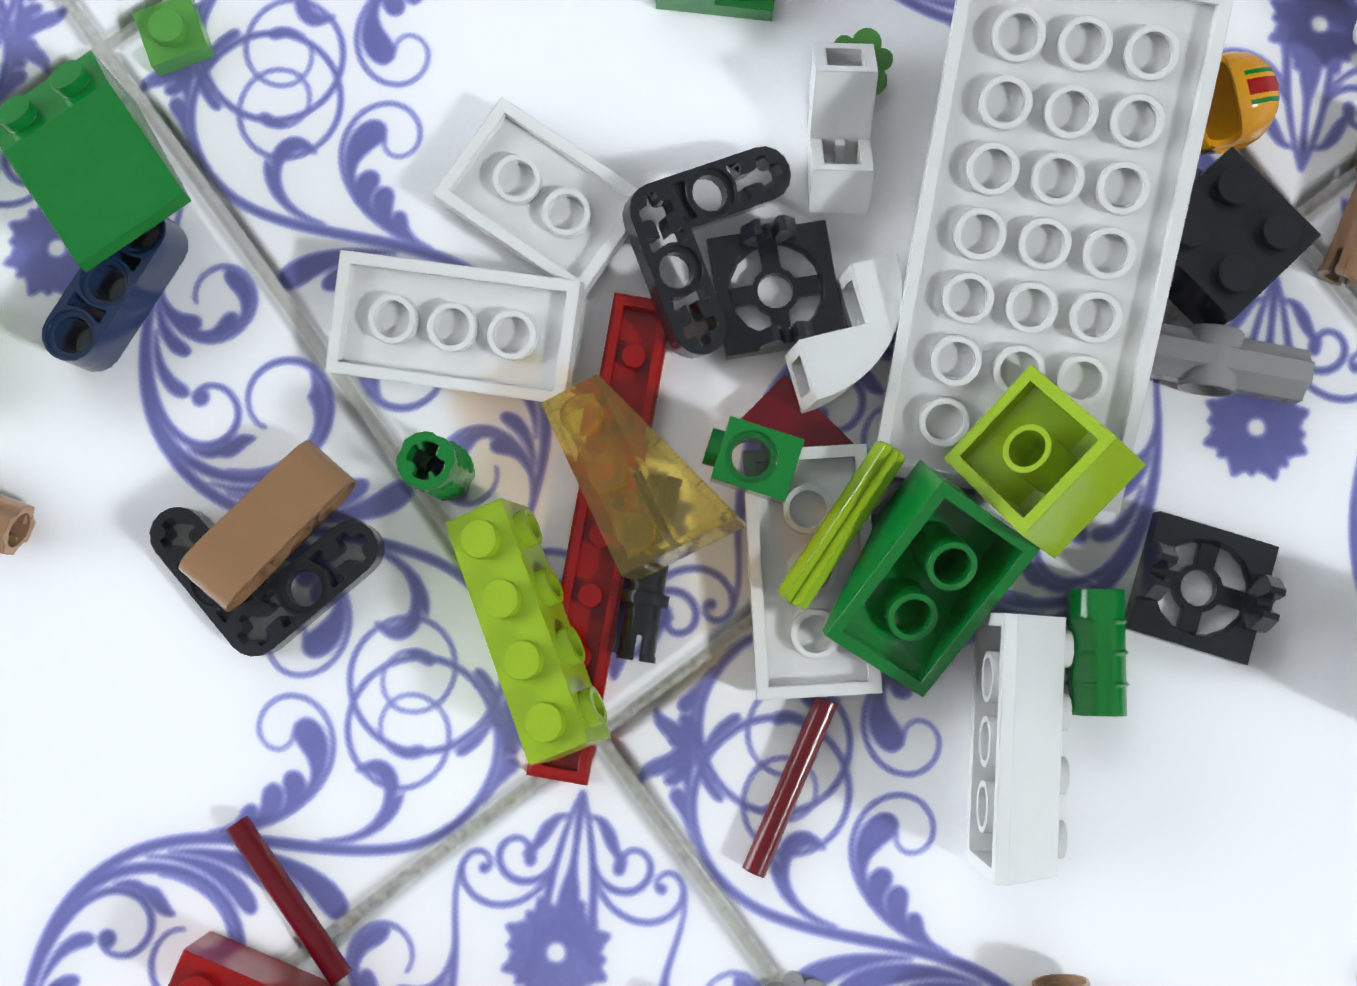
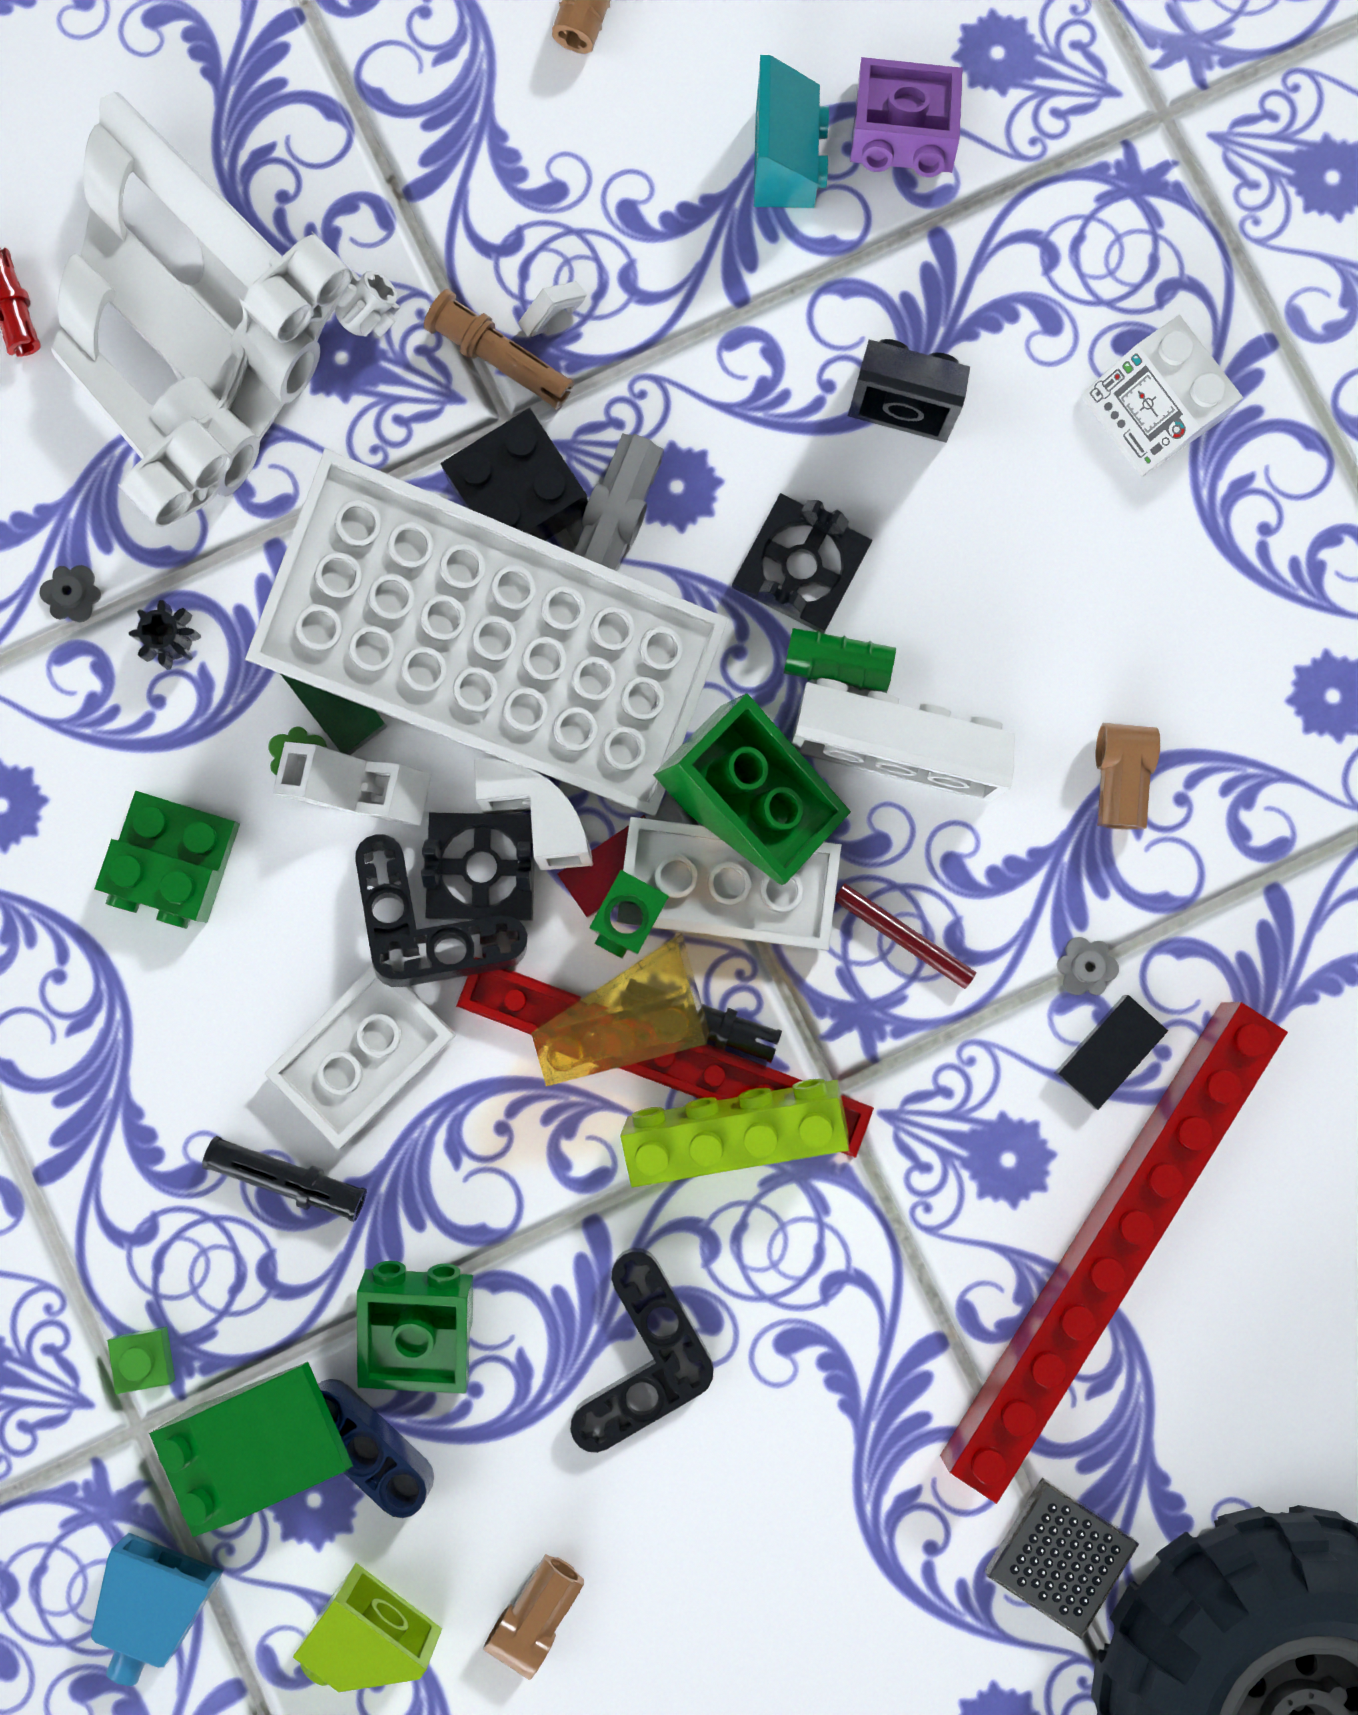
camera: 80 degrees left, 0 degrees up
(252, 315) = (414, 1328): none -> green plate
(267, 525) = (603, 1344): medium nougat beam -> none
(289, 900) = (925, 1381): dark red bar -> none
(387, 167) = (304, 1185): none -> black pin
(420, 454) = (586, 1204): green axle -> none
(454, 326) = (461, 1152): white plate -> none
(841, 525) = (695, 851): lime axle -> none
(910, 106) = (344, 721): none -> dark green tile
(1043, 462) = (676, 675): lime slope -> none
(1241, 104) = (401, 449): light orange helmet -> none

